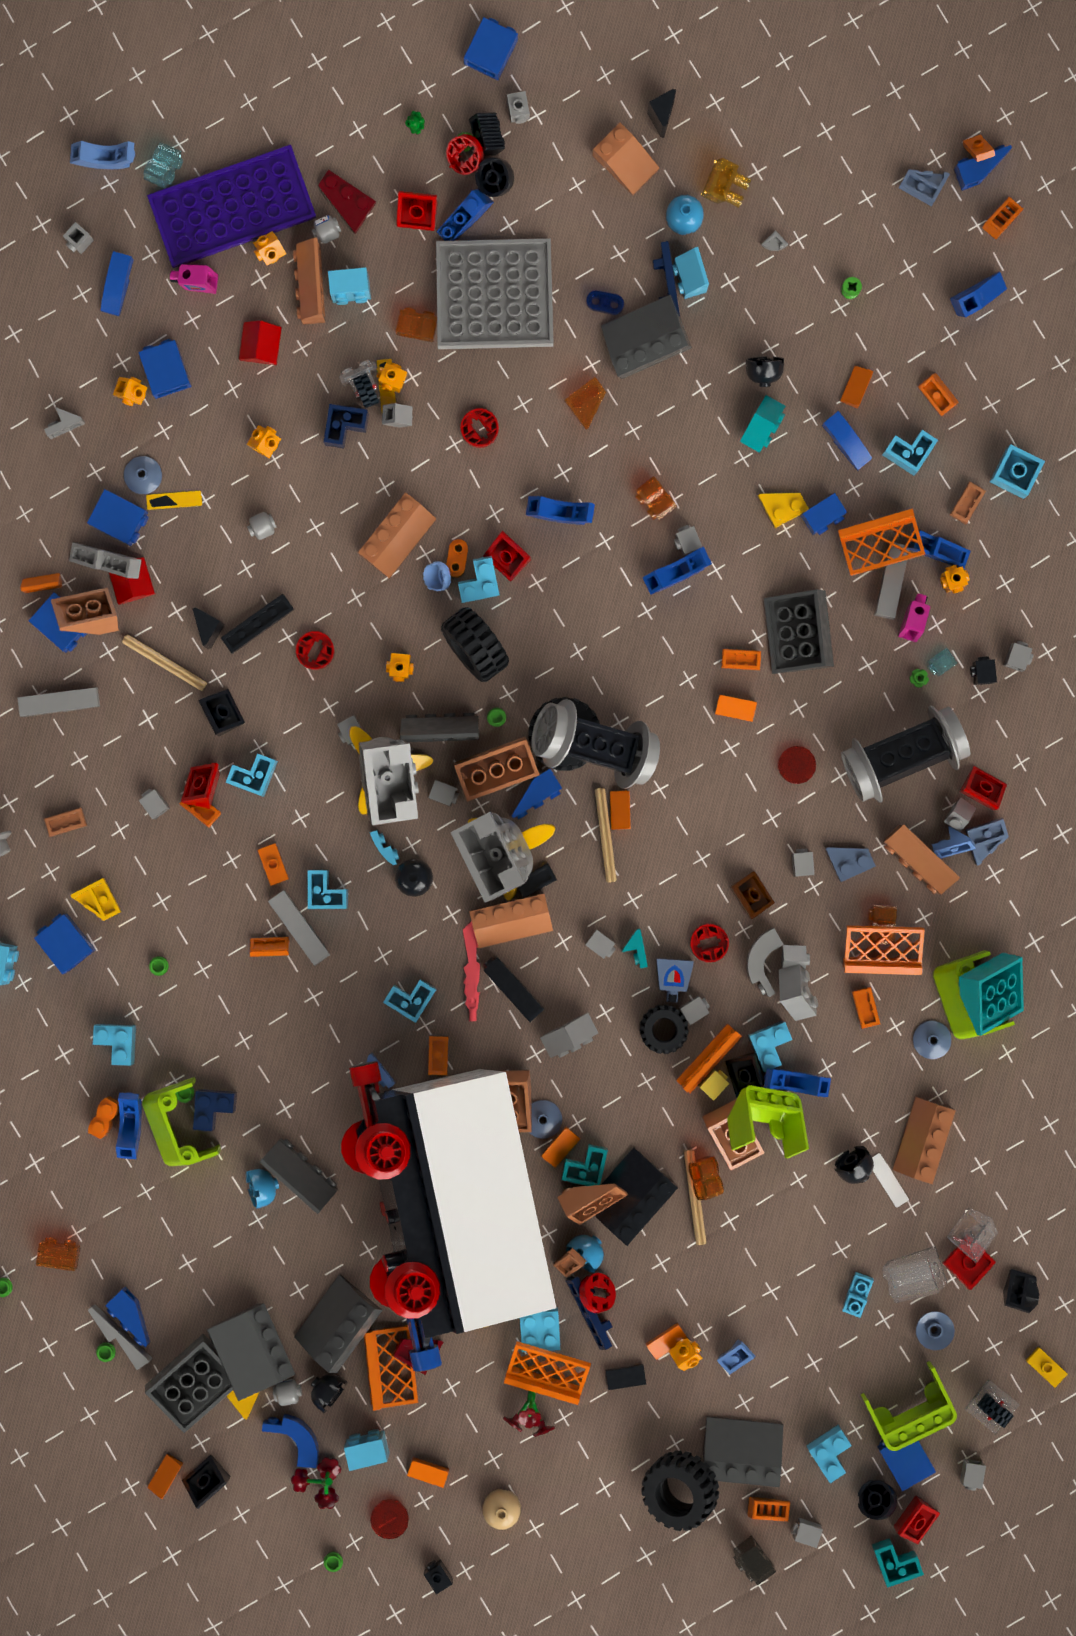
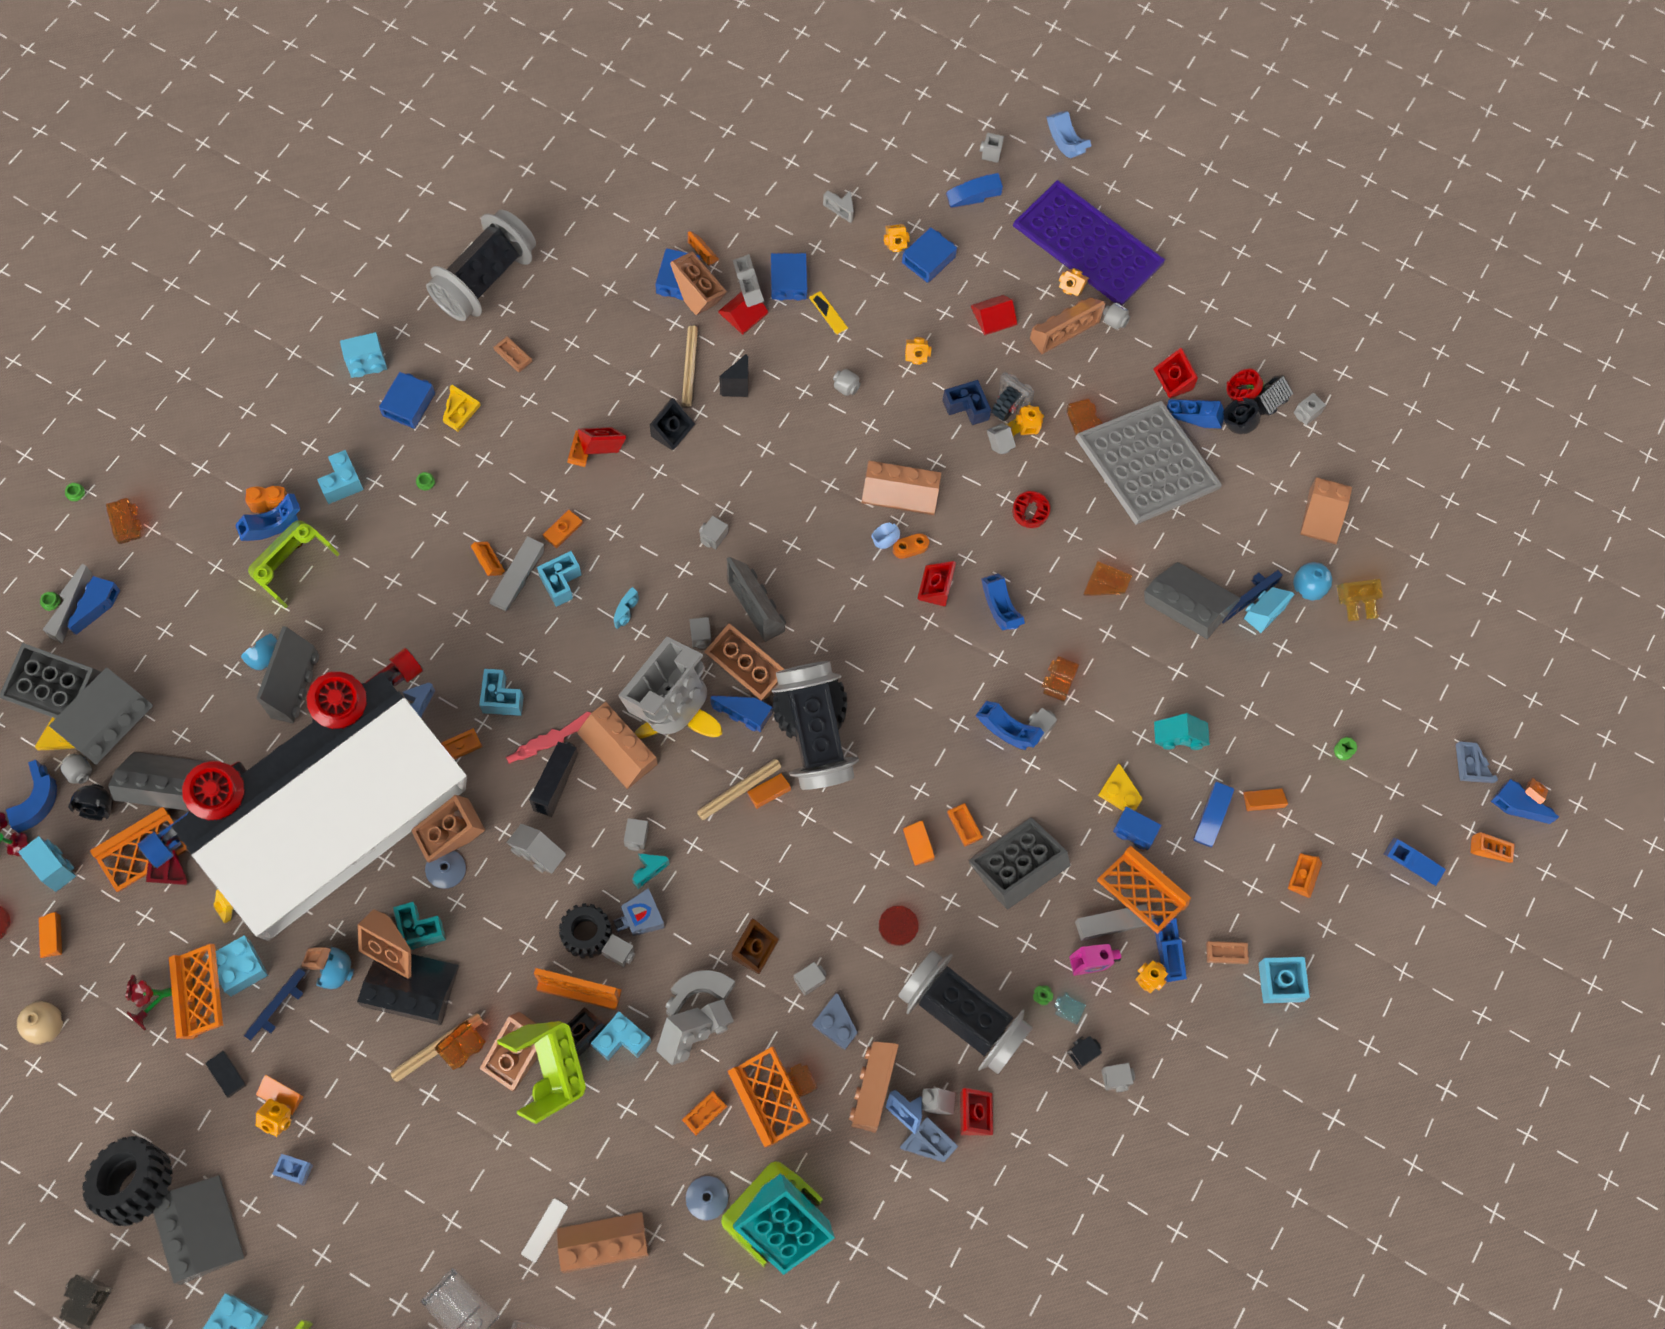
camera: 55 degrees right, 20 degrees down
(58, 702) = (611, 302): light grey slope -> none
(145, 484) = (834, 287): sand blue dish -> none
(154, 803) = (564, 411): light grey brick -> none
(163, 165) = (1087, 179): clear light blue brick -> none
(185, 1095) = (321, 554): bright green plate -> none
(196, 278) = (1015, 242): dark pink torso -> none
(208, 1103) = (318, 576): dark blue brick -> none
(256, 779) = (632, 477): medium azure brick -> none
(257, 623) = (763, 418): black plate -> none
(307, 646) = (766, 466): red piece -> none
(348, 200) = (1149, 322): dark red wing -> none
(349, 285) = (1083, 351): medium azure brick -> none
(387, 777) = (689, 568): light grey brick -> none
(397, 660) = (791, 543): light orange brick -> none
(414, 877) = (612, 646): black cylinder -> none
(415, 122) = (1244, 340): green plant -> none
(475, 644) = (844, 585): black tyre -> none
(483, 585) = (902, 574): medium azure brick -> none
(491, 48) = (1340, 366): blue brick -> none
(496, 717) = (792, 644): bright green plate -> none
(537, 880) = (665, 750): black tile -> none
(560, 1147) = (426, 896): orange slope -> none
(594, 1303) = (287, 990): red piece -> none
(605, 301) = (1199, 555): clear blue plate -> none
(660, 111) = (1386, 516): black slope -> none
(714, 1083) = (556, 1006): light yellow brick -> none
(723, 945) = (696, 926): red piece -> none
(756, 1501) = (150, 1270): orange slope -> none
(764, 370) = (1228, 711): black cylinder -> none
(774, 242) = (1339, 666): light grey tile -> none
(797, 1082) = (597, 1081): blue arch -> none
(855, 1166) = (542, 1186): black cylinder -> none
(857, 1294) = (412, 1261): medium azure slope -> none
(910, 456) = (1238, 878): medium azure brick -> none

